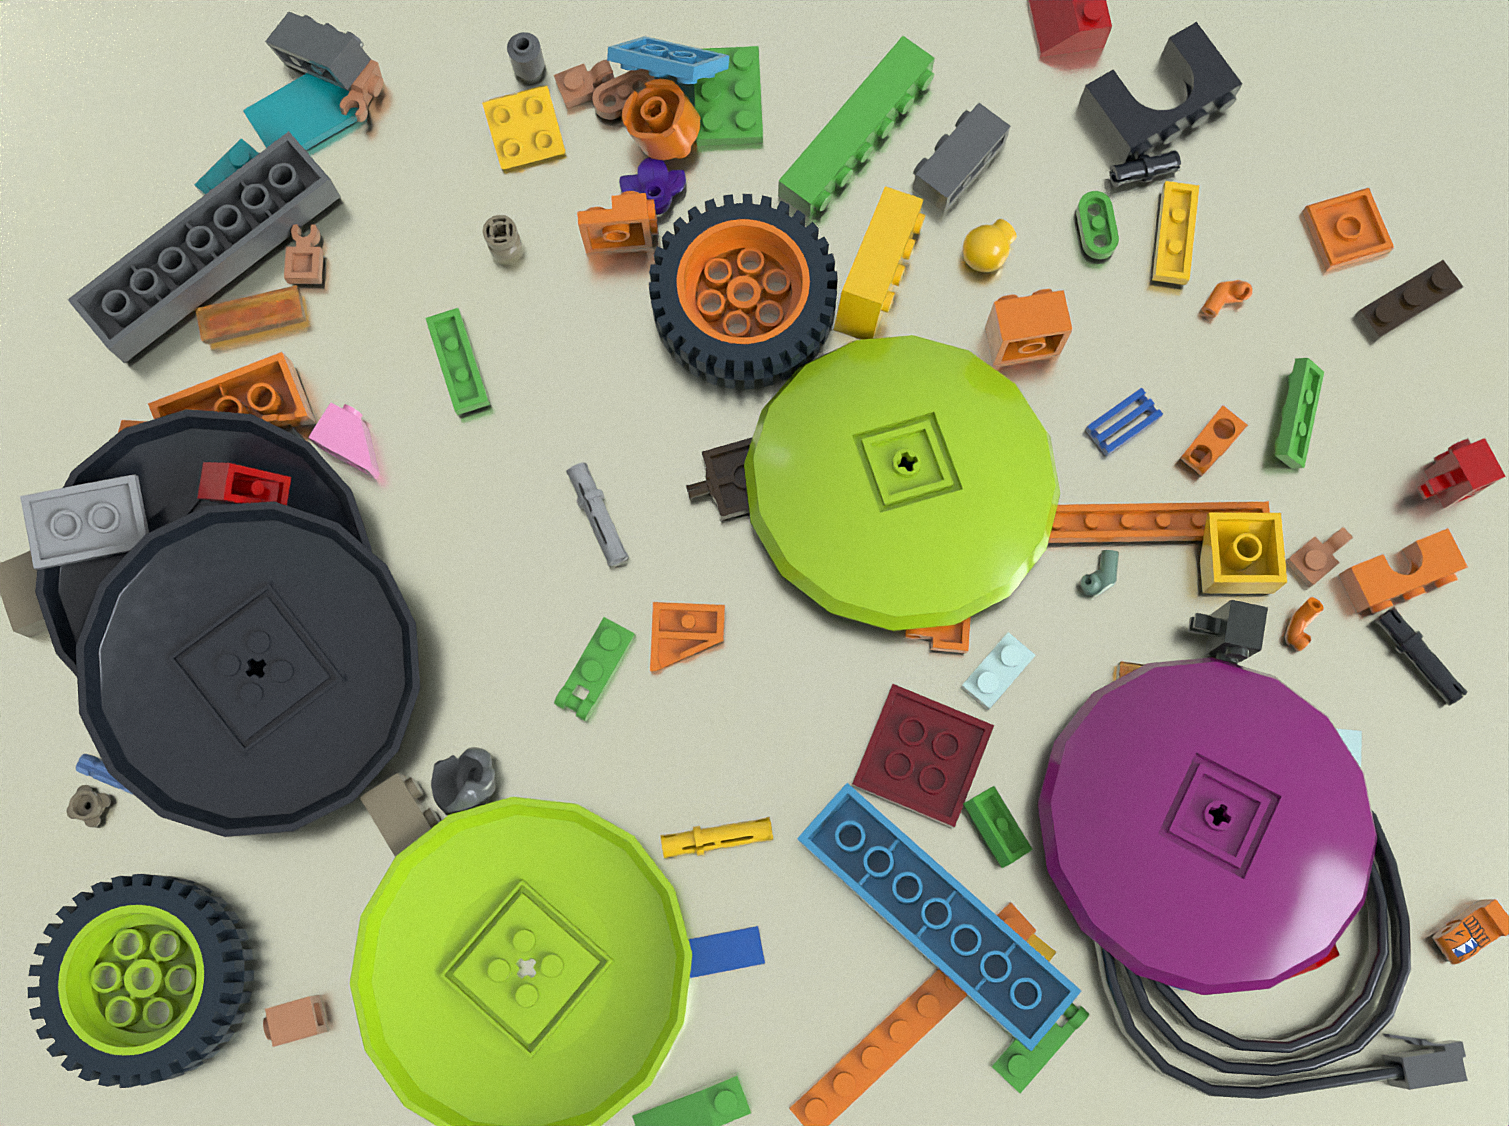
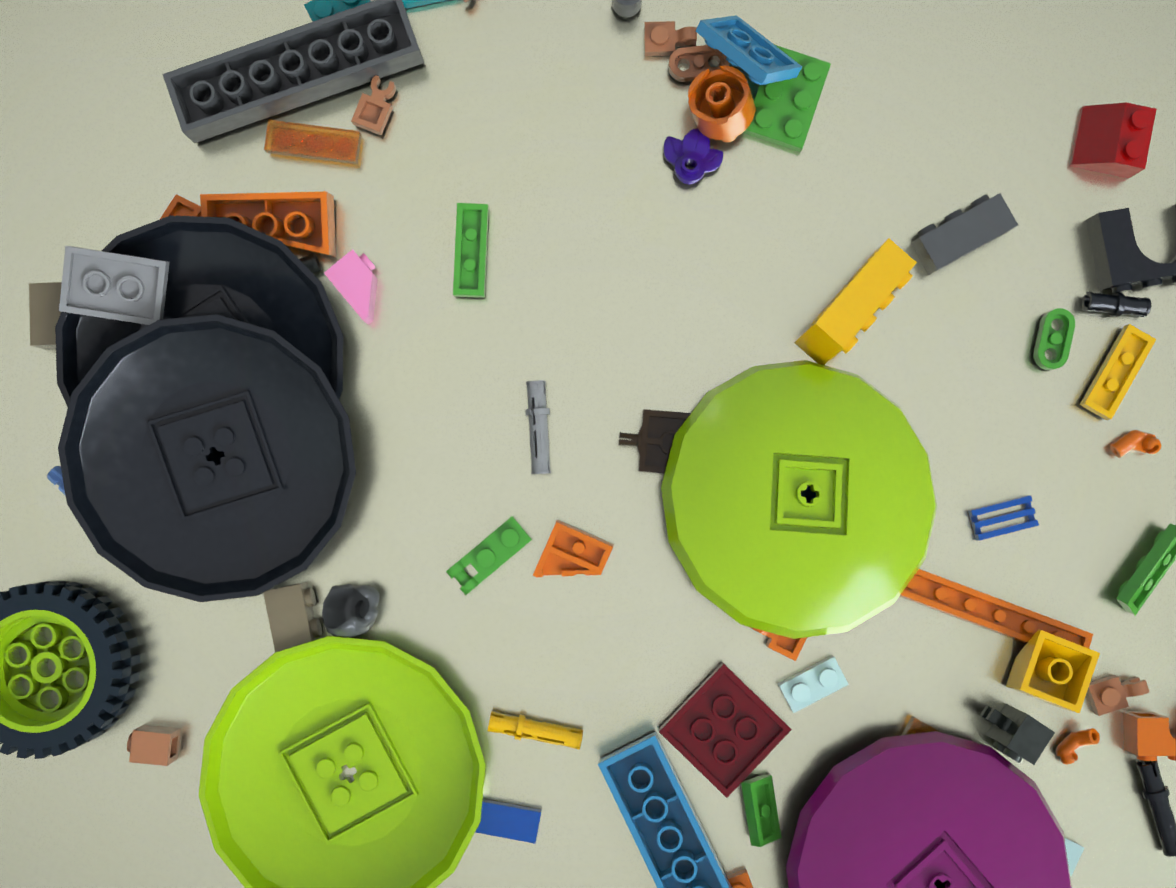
camera: 15 degrees right, 10 degrees up
(78, 802) = (38, 509): dark tan plate -> none
(240, 484) = (253, 304): red slope -> none
(502, 245) = (548, 161): dark tan wheel -> none
(524, 127) = (602, 59): yellow bracket -> none
(621, 228) = (658, 188): orange plate -> none
(724, 242) = (779, 262): wheel -> none
(856, 127) = (886, 171): bright green brick -> none
(988, 246) = (954, 322): yellow piece -> none
(1028, 326) = (959, 410): orange brick -> none
(1103, 578) = (931, 641): sand green arm -> none
(1213, 440) = (1070, 565): orange leg -> none

